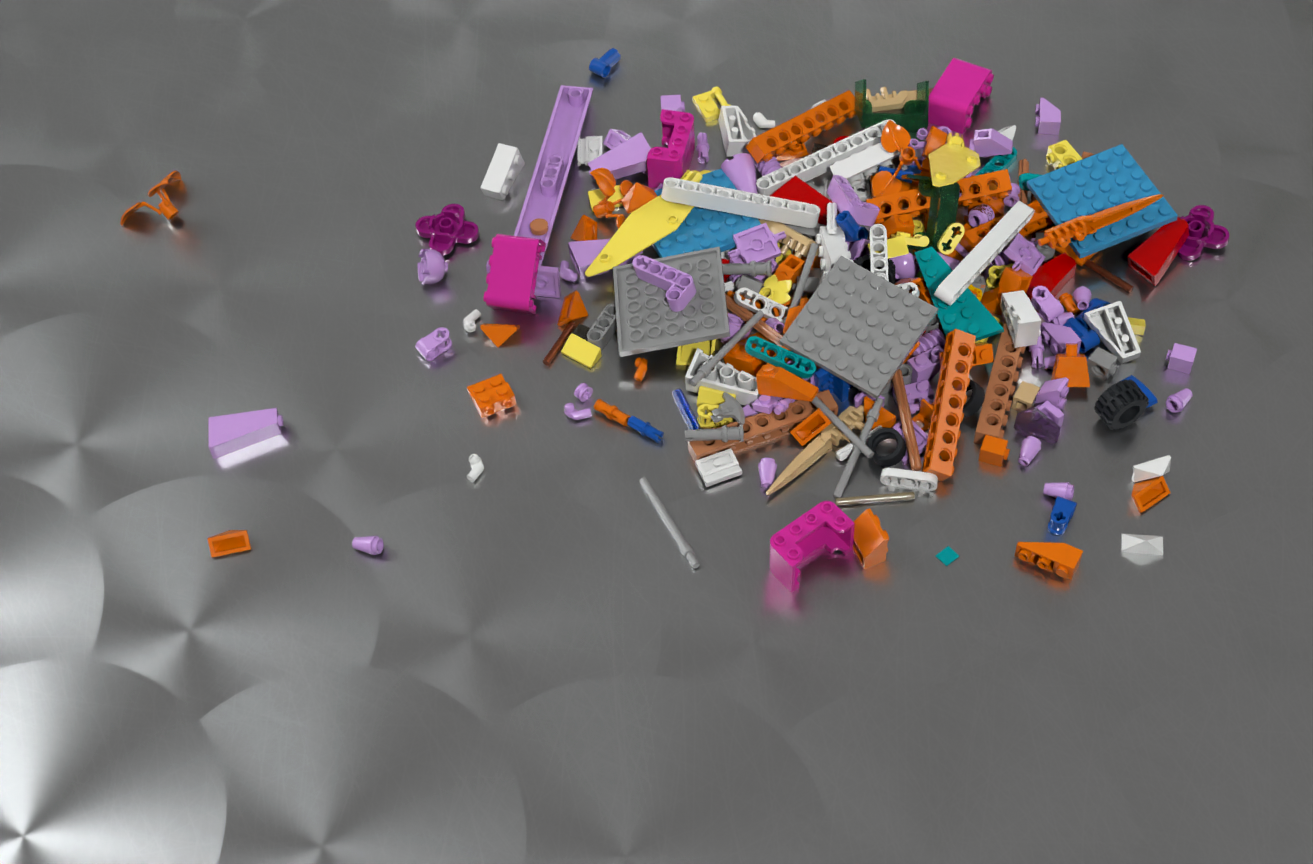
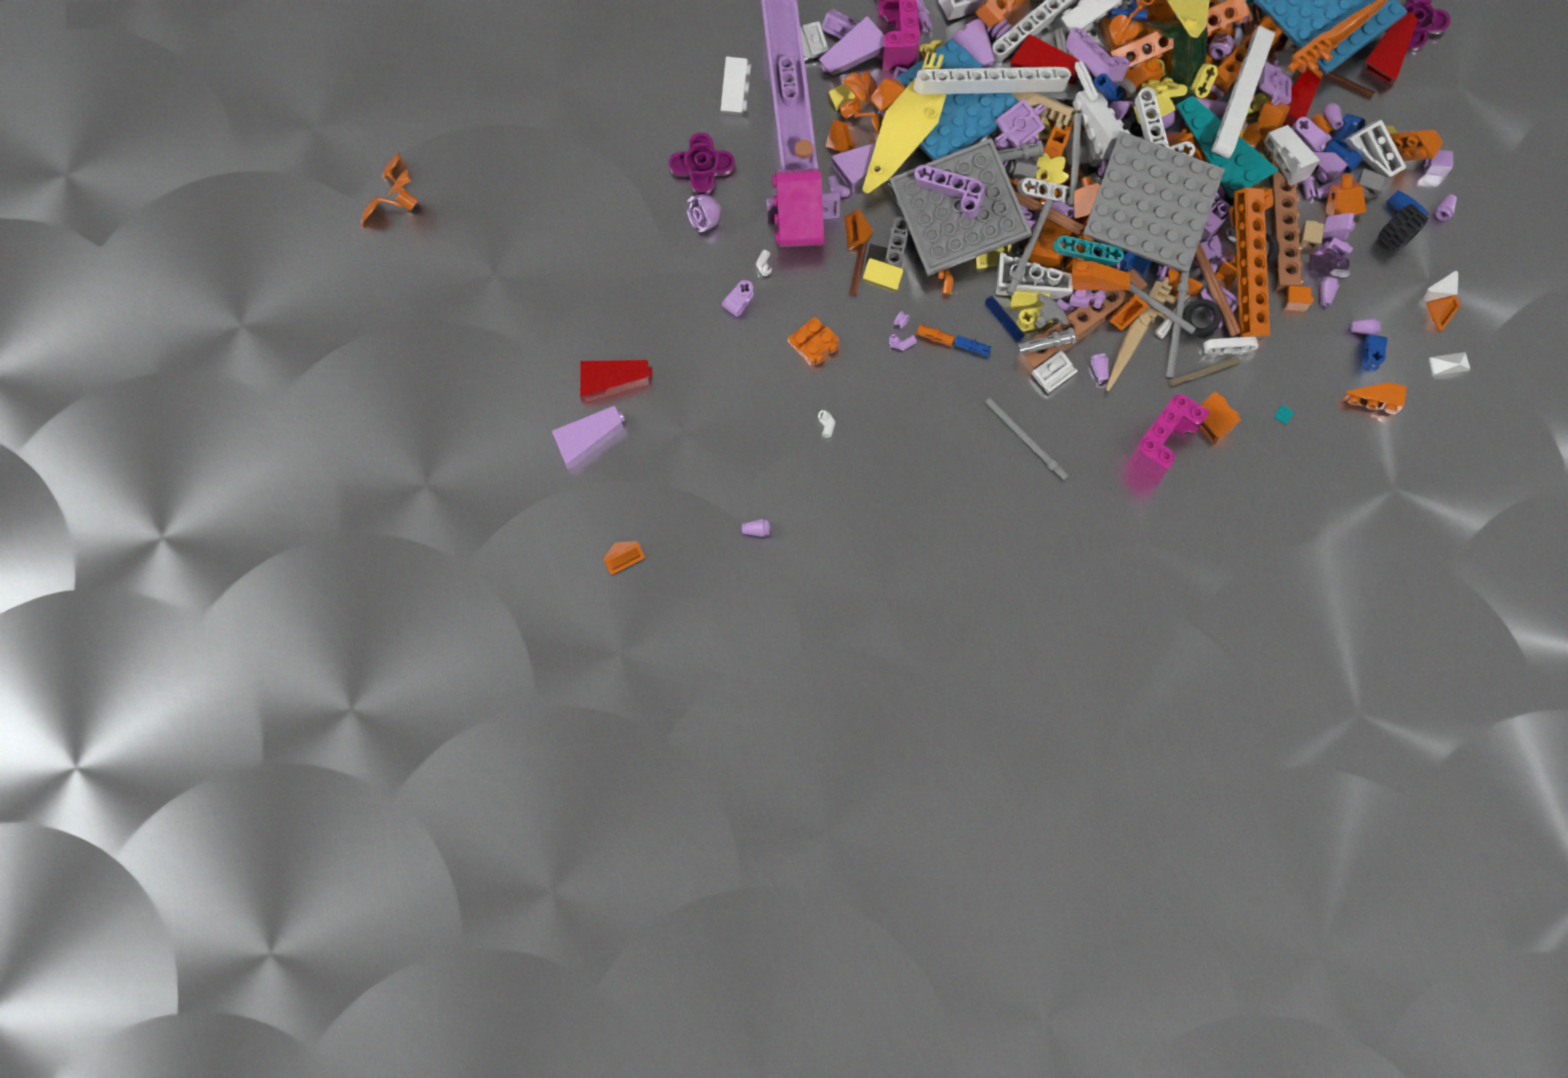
camera: 20 degrees left, 20 degrees up
(286, 386) = (612, 377): none -> red slope
(499, 332) = (796, 269): orange slope -> none
(1157, 332) = (1417, 144): none -> orange slope

